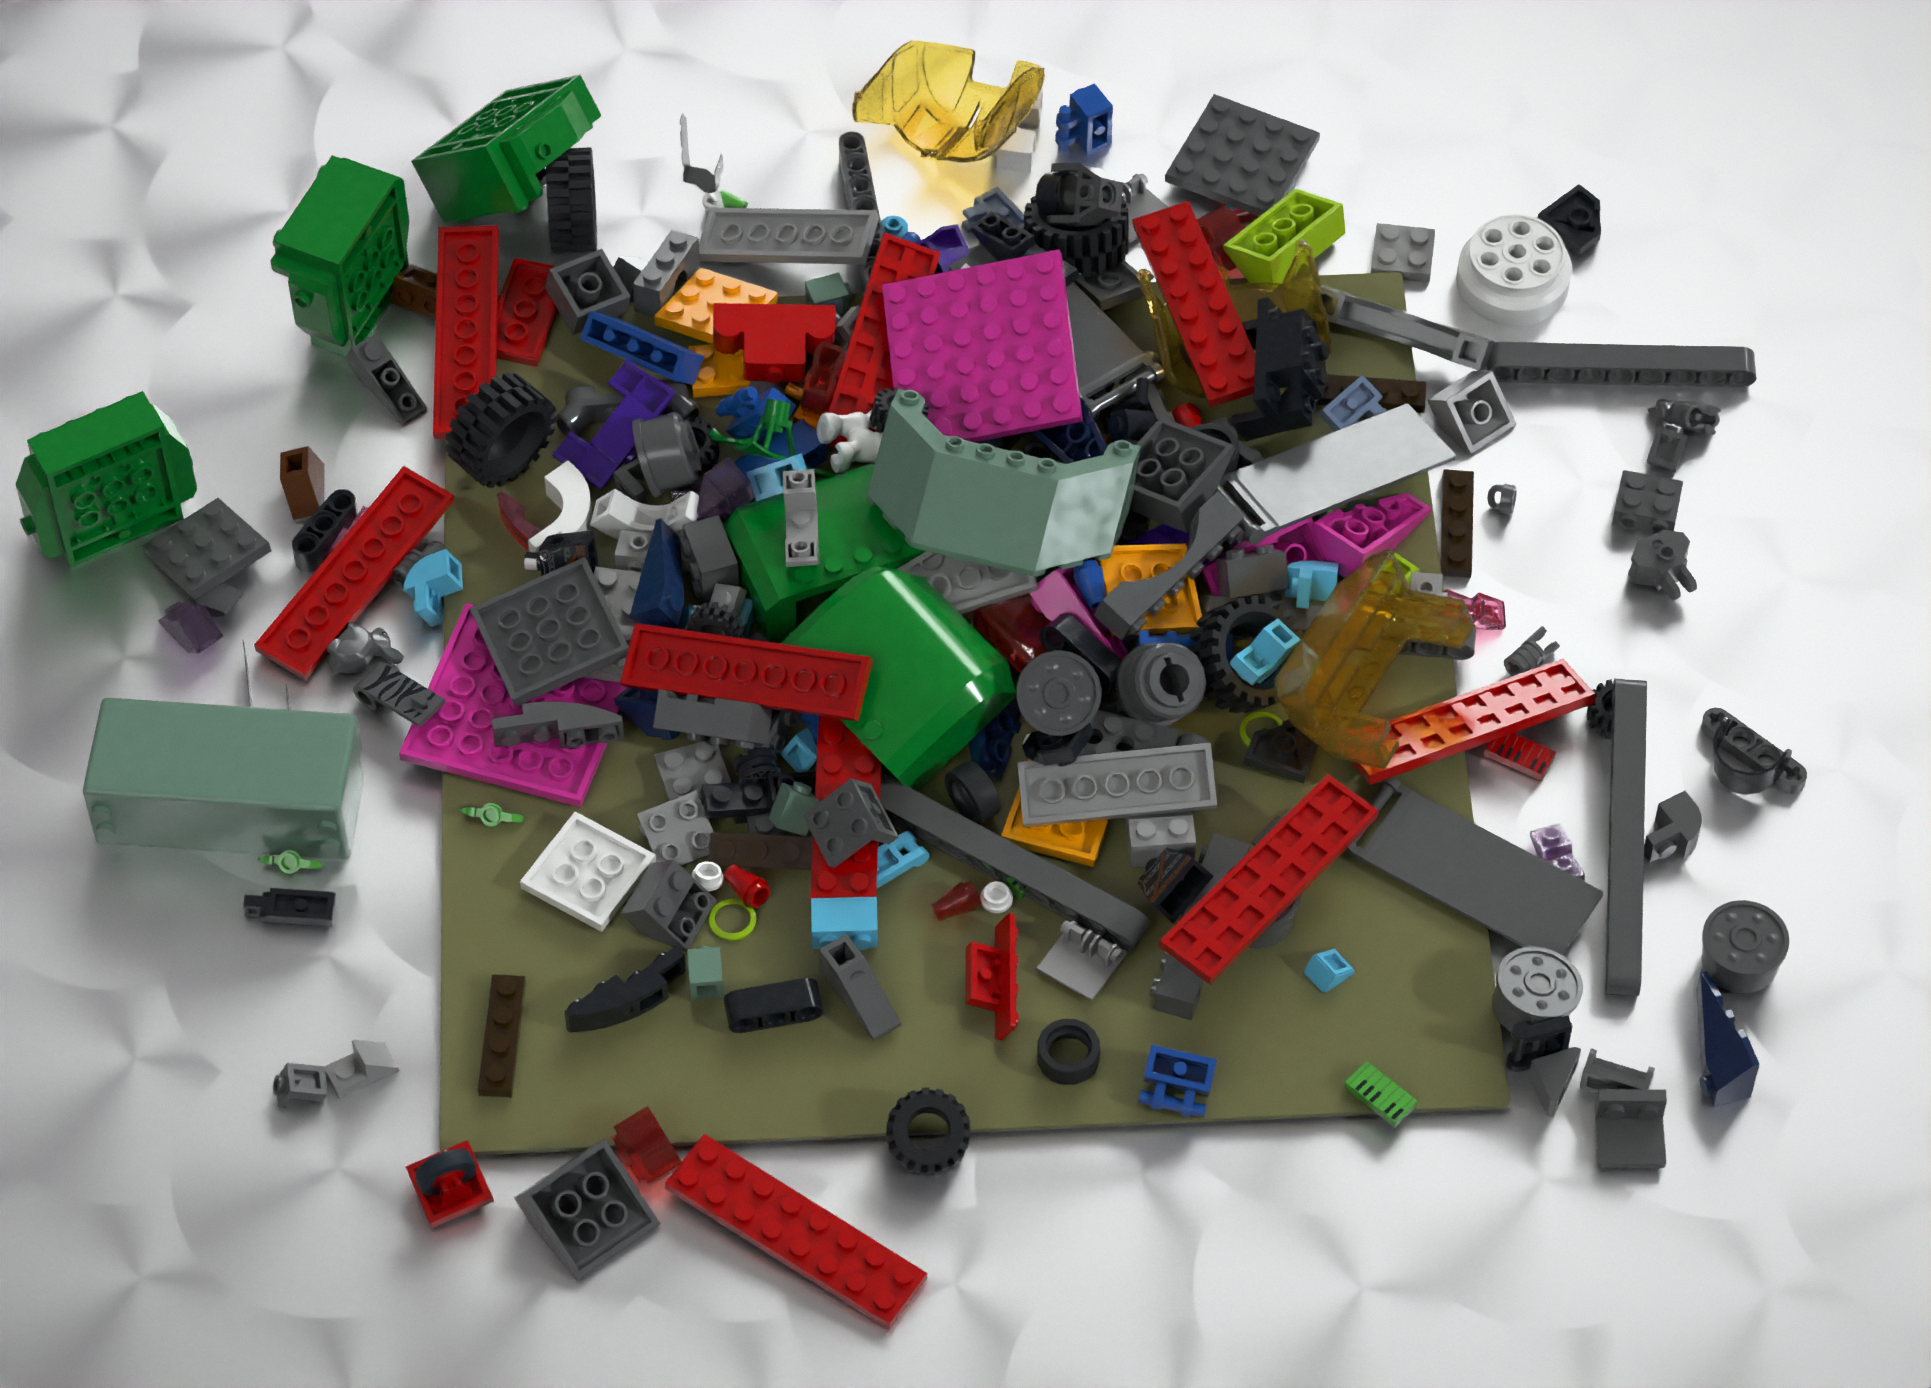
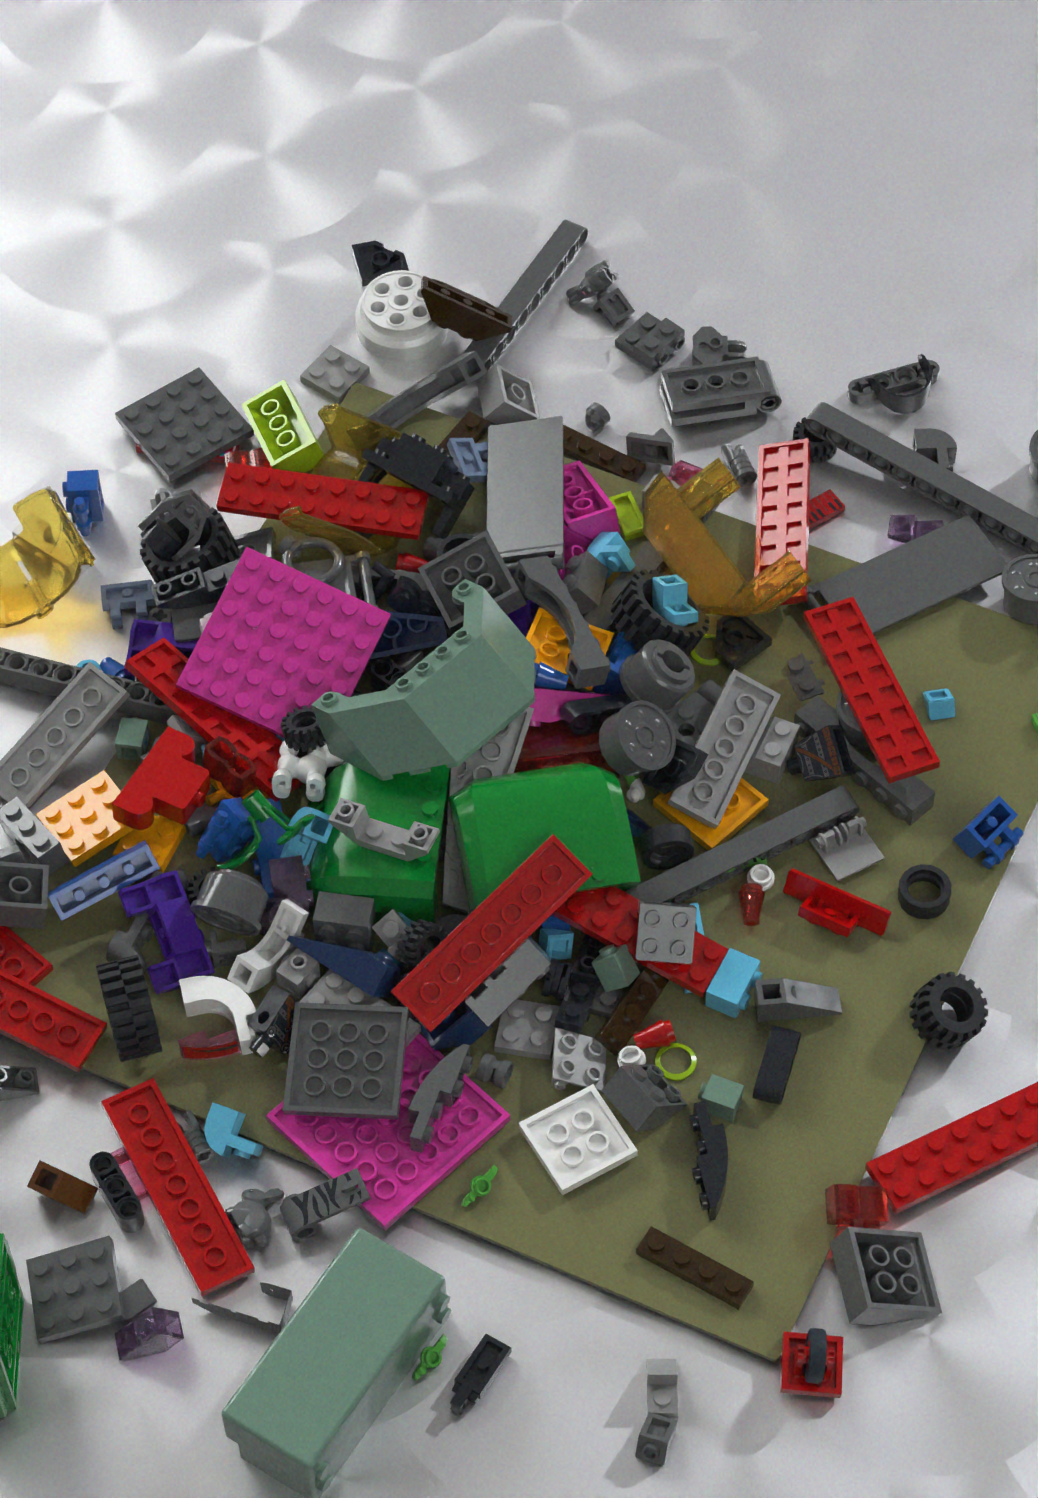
camera: 60 degrees left, 0 degrees up
(624, 766) = (494, 1071): none -> dark grey wheel
(1122, 305) = (292, 548): none -> dark grey piece
(1492, 566) = (651, 448): none -> dark grey slope
(1538, 304) = (462, 311): none -> dark brown wedge
(1613, 589) = (718, 391): none -> dark grey hinge

